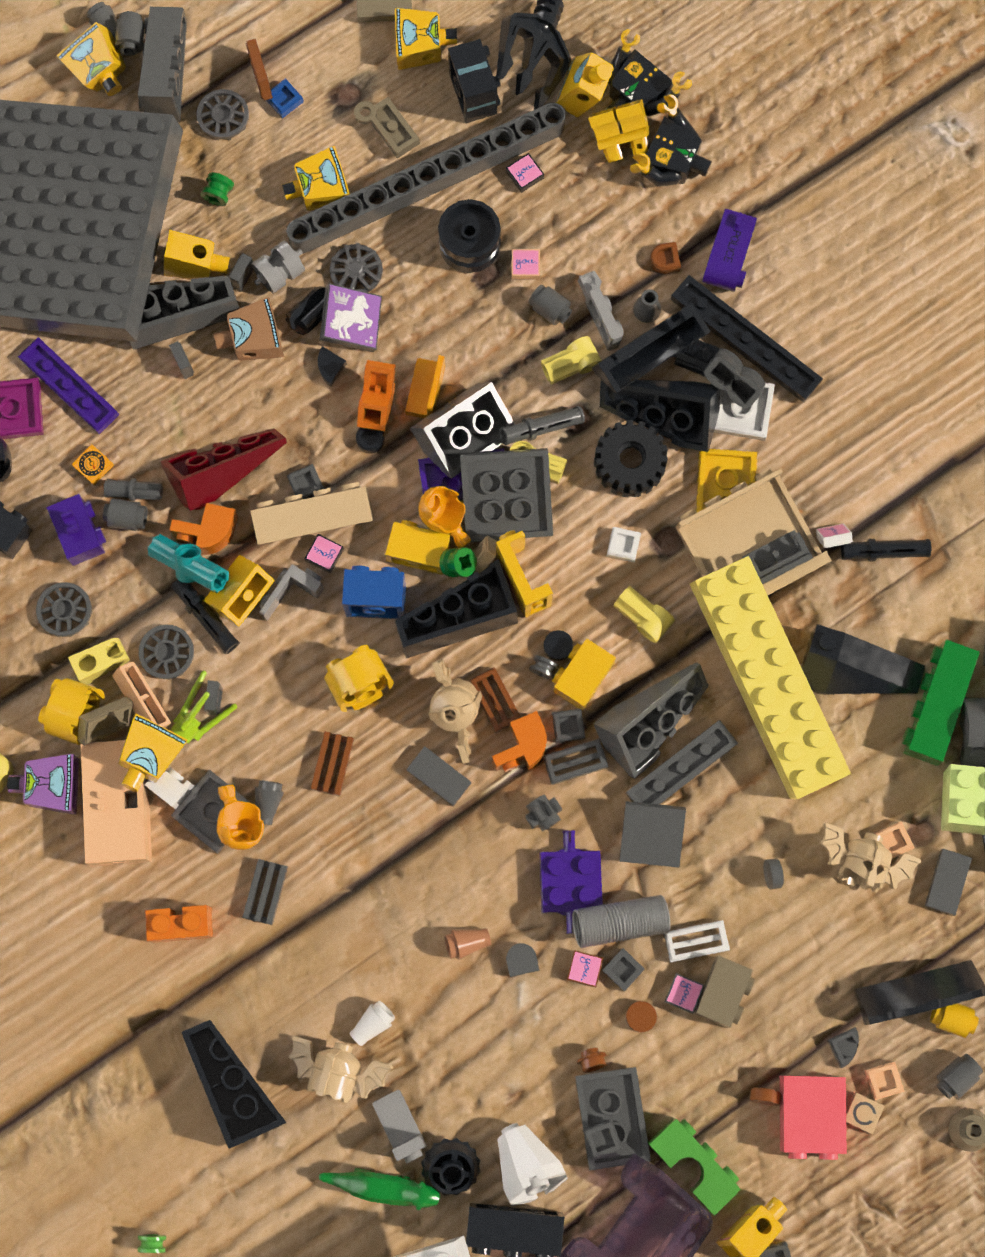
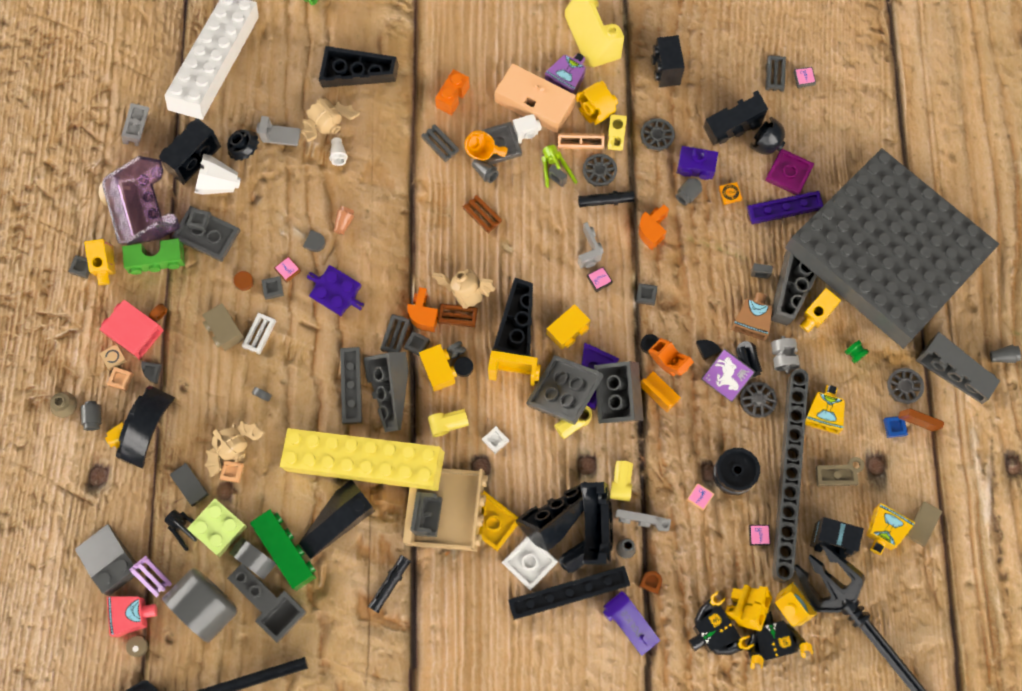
camera: 125 degrees right, 5 degrees down
(95, 59) = (982, 331): yellow torso -> none
(105, 720) = (580, 114): dark tan tile -> none
(129, 33) = (989, 359): dark grey brick -> none
(133, 489) = (701, 203): dark grey axle -> none
(148, 752) = (547, 120): yellow torso -> none
(188, 563) = (638, 202): teal piece -> none
(210, 474) = (685, 246): dark red wedge -> none
(241, 272) = (794, 332): dark grey tile -> none
(241, 592) = (606, 220): yellow brick -> none
(311, 515) = (624, 282): tan brick -> none
(357, 678) = (516, 248): yellow brick -> none
(374, 593) = (556, 285): blue brick -> none
(384, 1188) = (256, 107): green animal -> none
(439, 776) = (437, 261): dark grey tile -> none
(444, 513) = (576, 347): light orange hair -> none
(453, 567) = (548, 337): green wheel -> none
(485, 553) = (542, 357): tan tile -> none
(531, 428) = (595, 428): dark grey pin -> none
(543, 813) = (379, 298): dark grey gear -> none
(550, 305) = (664, 492): dark grey brick -> none
(592, 1060) = (240, 242): dark orange plate -> none
(623, 921) = (294, 302): light grey piece -> none
(630, 479) = (544, 489): black tyre -> none
(652, 834) = (327, 345): dark grey tile -> none
(684, 993) = (238, 309): bright pink tile -> none
(729, 374) = (545, 561): dark grey brick -> none
(834, 535) = (417, 558): white tile -> none

